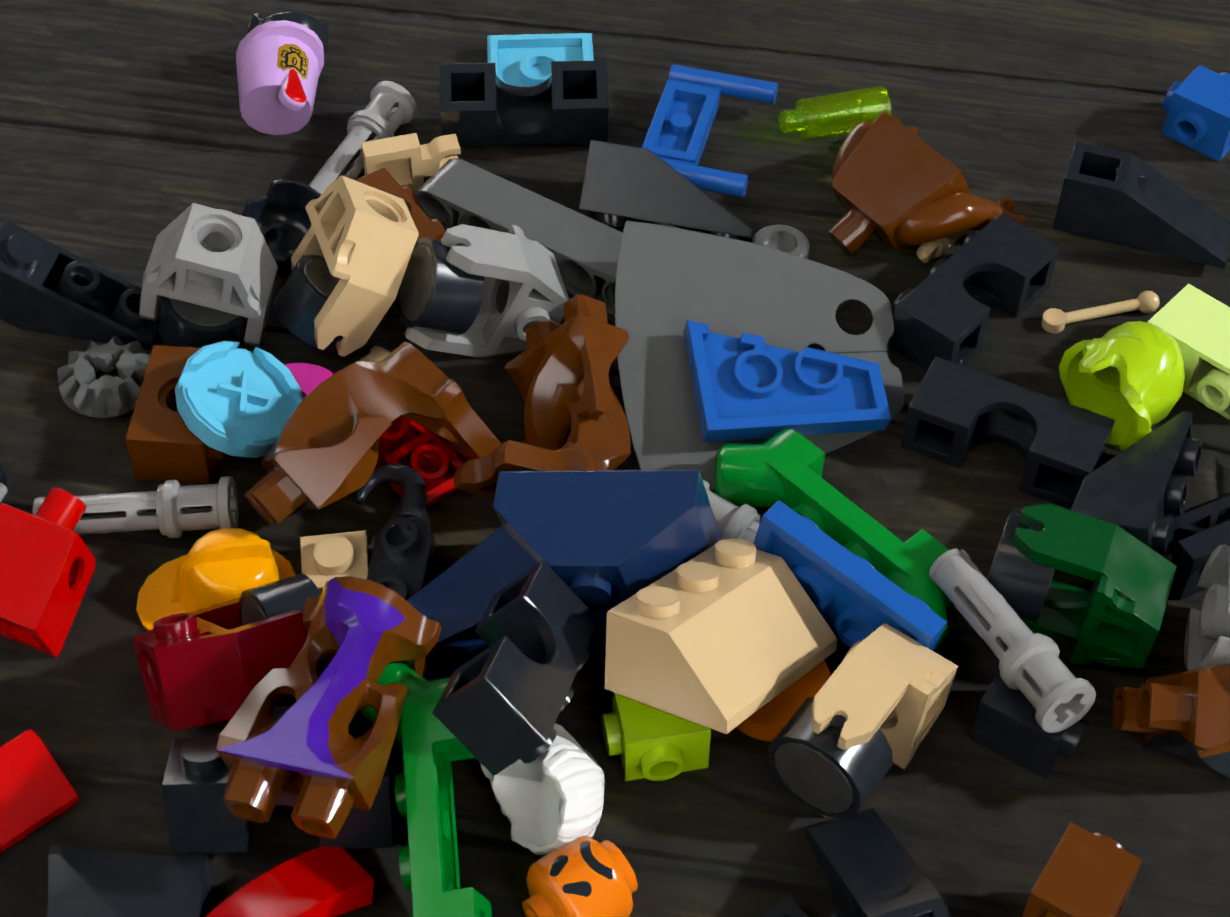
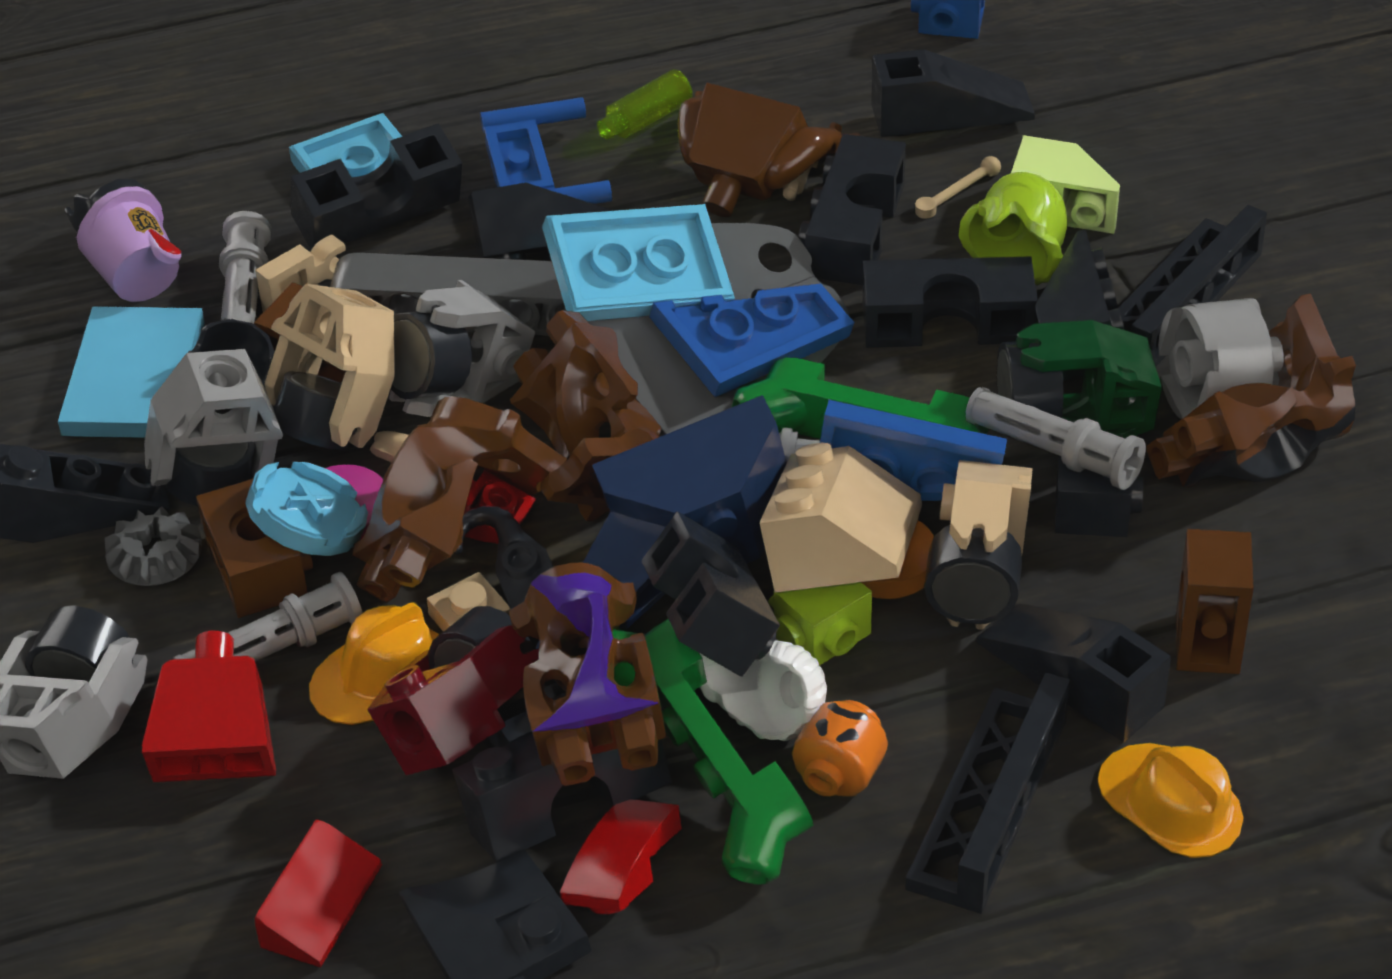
camera: 25 degrees left, 5 degrees down
(216, 173) = (123, 365): none -> medium azure tile
(698, 267) = (630, 258): none -> medium azure tile

